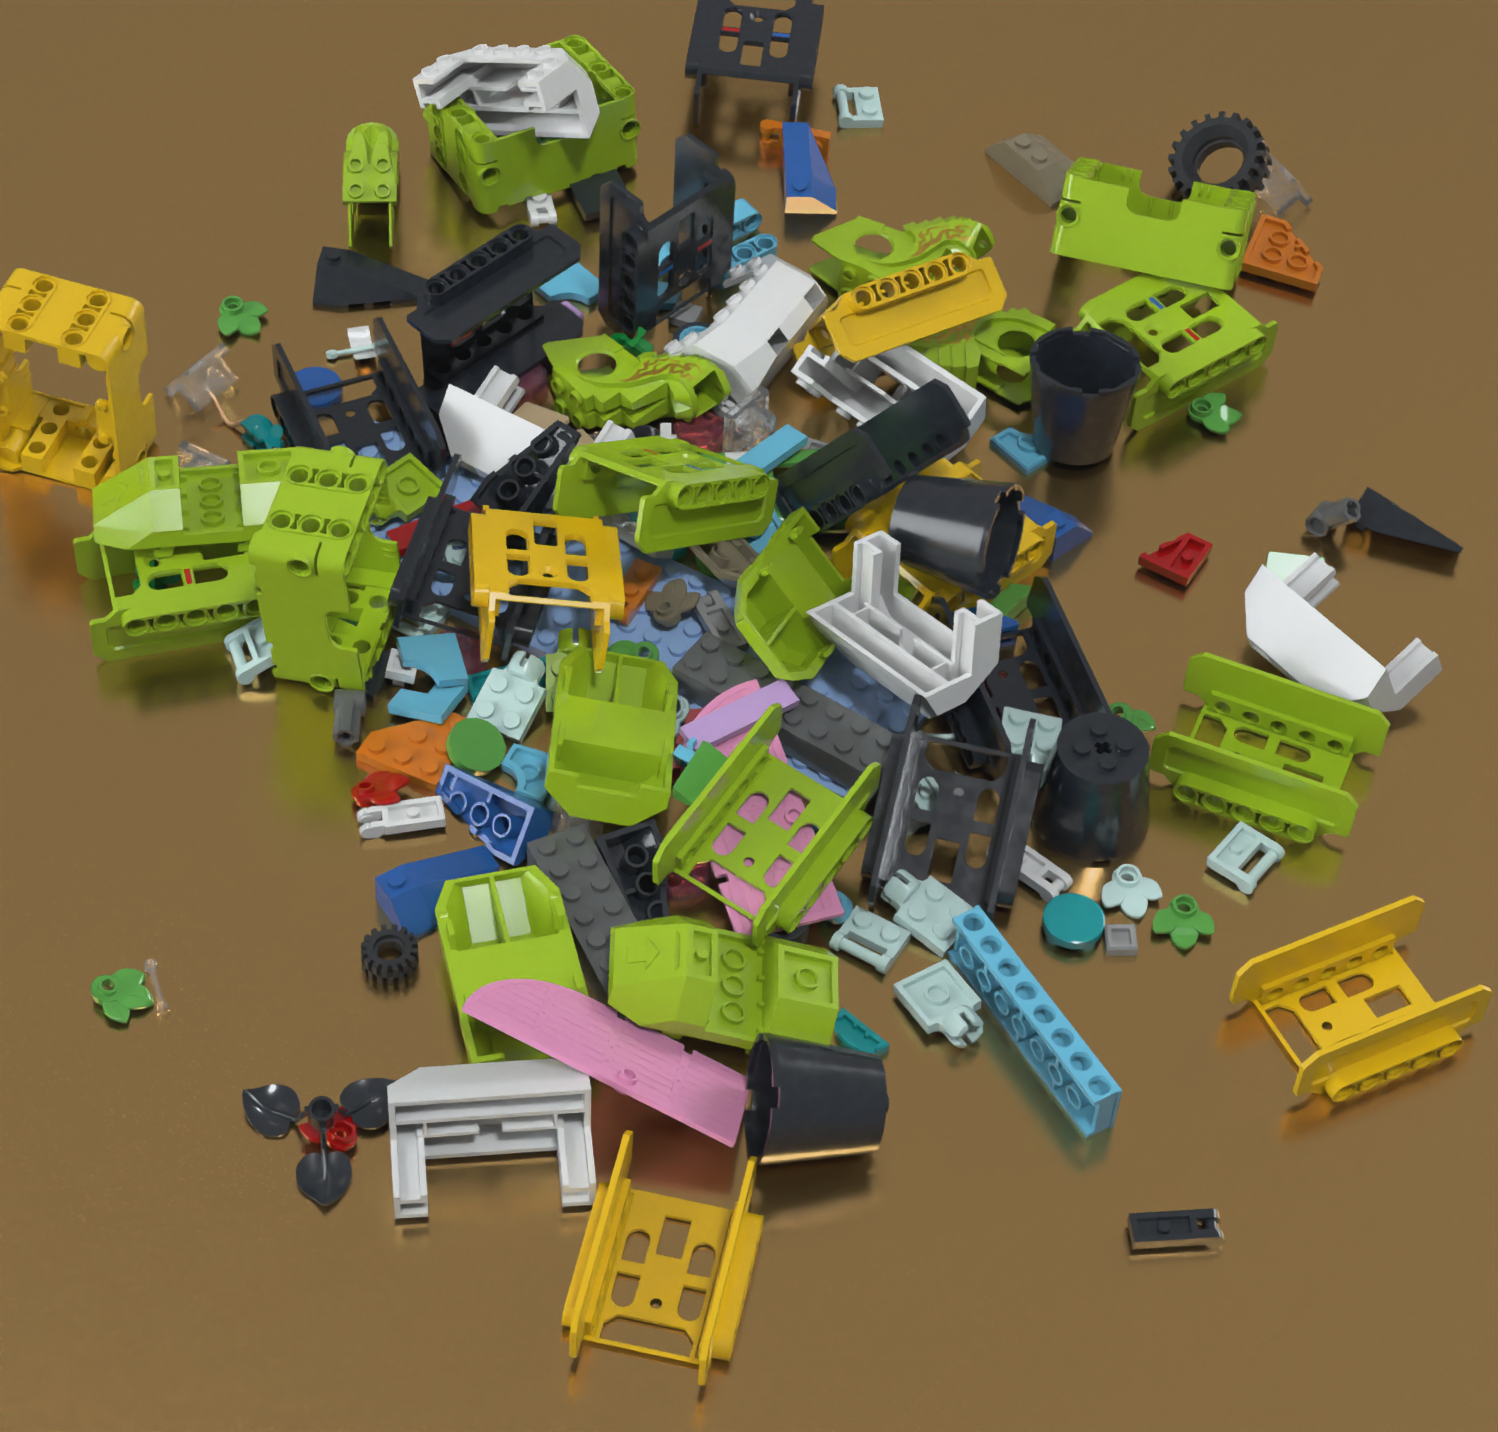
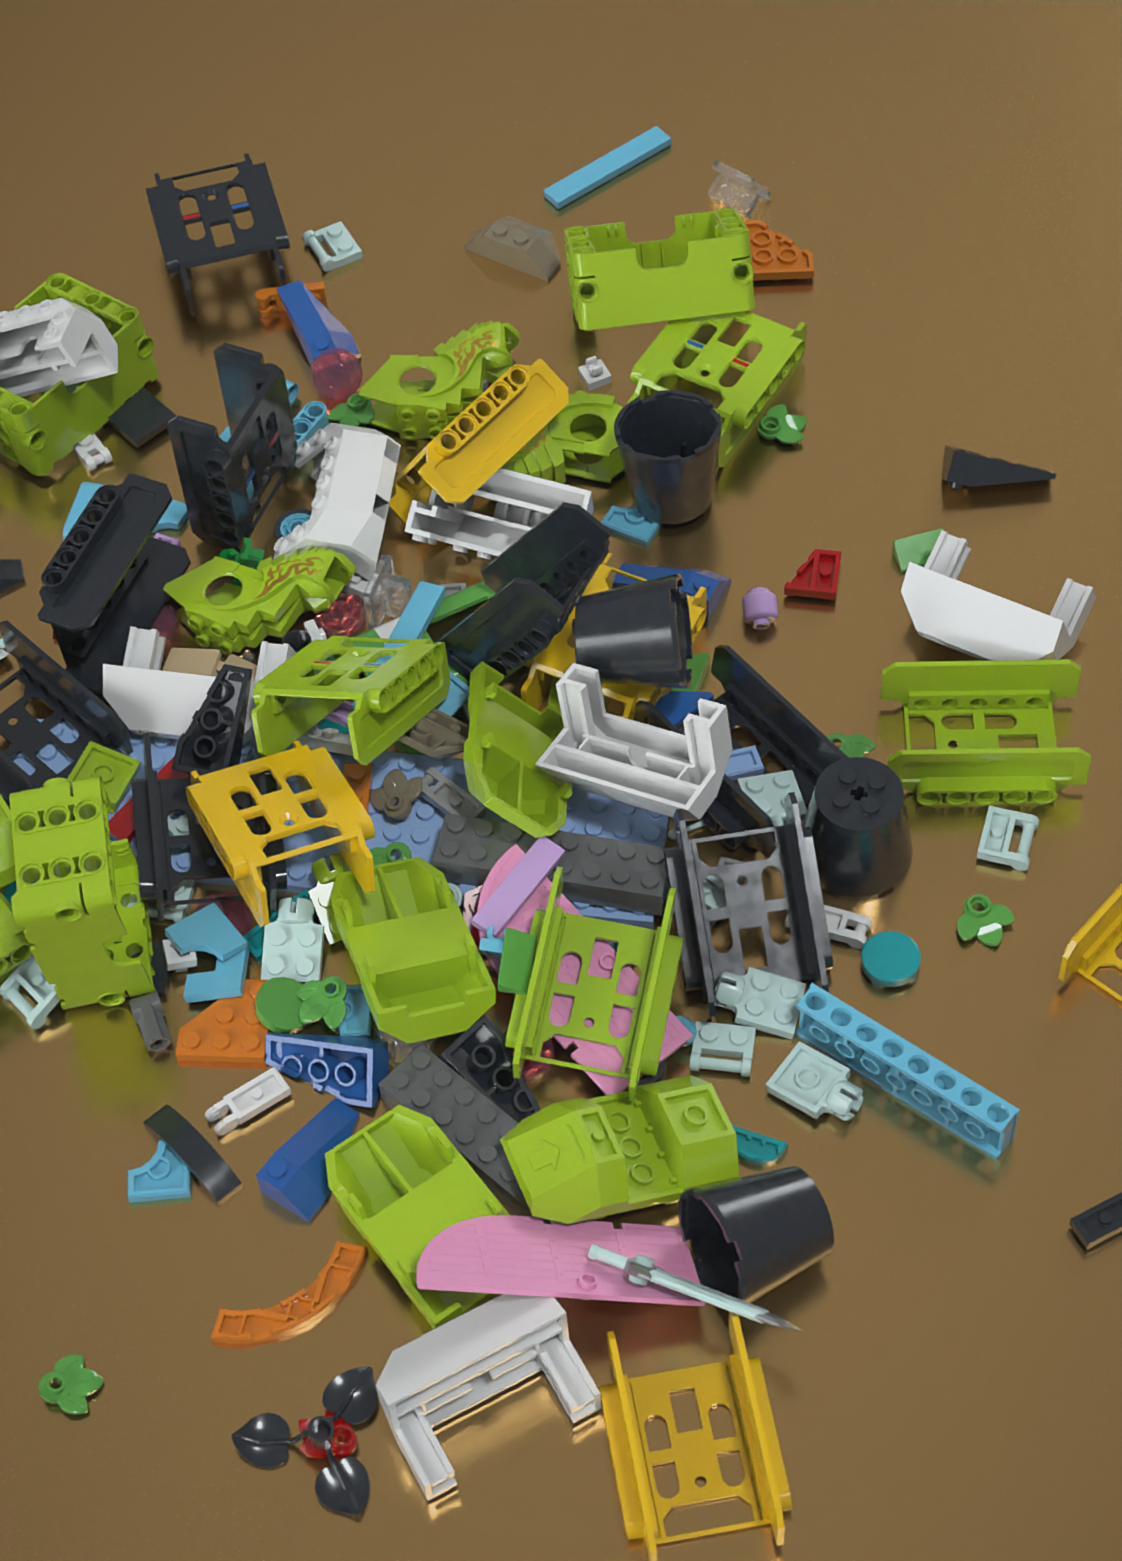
camera: 15 degrees left, 5 degrees up
(151, 966) = (84, 1346): clear hinge -> none
(295, 851) = (159, 1178): none -> medium azure tile
(331, 843) = (194, 1152): none -> black slope
(361, 1011) = (298, 1310): none -> orange tile
(379, 789) = (214, 1082): red plate -> none
(389, 969) = (306, 1258): black tyre -> none
(511, 757) = (320, 1004): none -> bright green plate
(686, 1088) = (642, 1270): none -> light aqua sword
(687, 314) = (275, 508): light grey tile -> none
(802, 217) = (336, 373): none -> clear pink tile
(806, 258) = (354, 412): none -> bright green plate
(1011, 693) = (744, 763): none -> light blue tile
(1053, 304) = (594, 373): none -> white tile
(1106, 566) = (760, 608): none -> lavender head
(1120, 940) = (938, 959): light grey tile -> none
(1132, 894) = (925, 914): light aqua plate -> none
(1151, 125) = (607, 167): none -> medium azure tile
(1215, 135) = (668, 162): black tyre -> none
(1332, 515) = (928, 486): dark grey piece -> none

